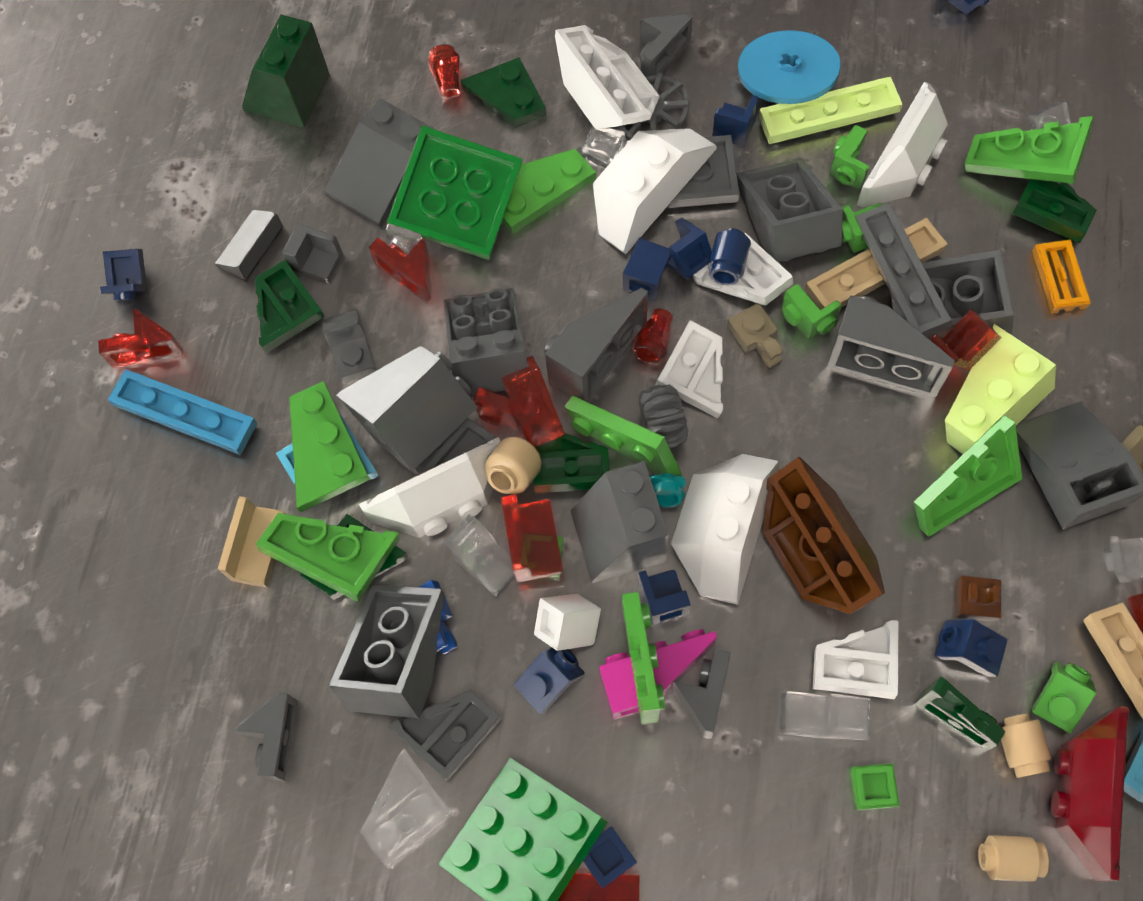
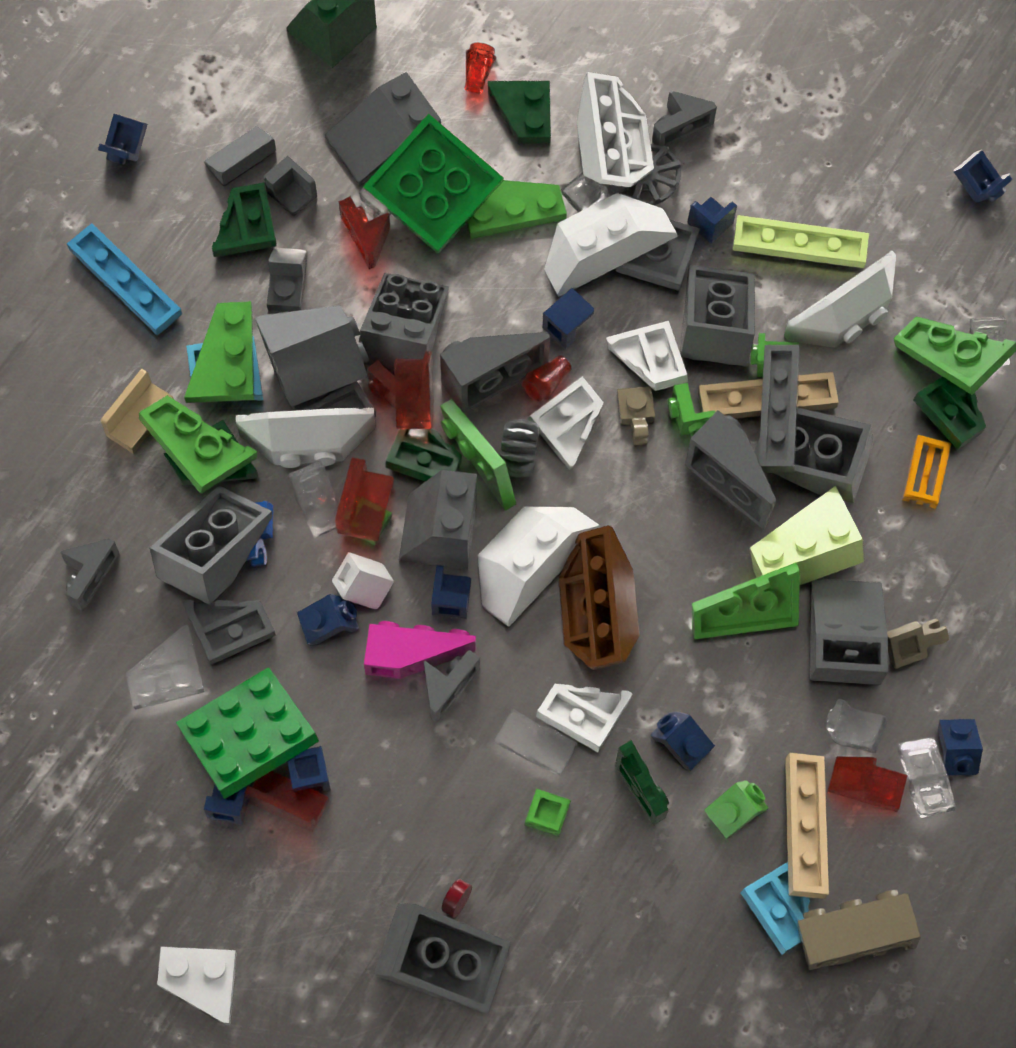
camera: 15 degrees right, 0 degrees up
(147, 344) = (115, 209): clear red slope -> none
(512, 465) = (374, 436): tan head -> none
(643, 658) = (394, 660): bright green wing -> none
(668, 489) = (494, 510): teal plate -> none
(691, 251) = (612, 317): dark blue panel -> none
(729, 256) = (640, 335): dark blue brick -> none
(789, 67) = (762, 189): dark azure piece -> none
(845, 163) = (793, 287): bright green bracket -> none
(968, 340) = (799, 490): clear red bracket -> none
(979, 598) = (709, 705): reddish brown tile -> none
(1013, 858) = (627, 908): tan brick -> none
(1025, 746) = (682, 830): tan brick -> none
(1092, 792) = (717, 885): dark red wedge -> none

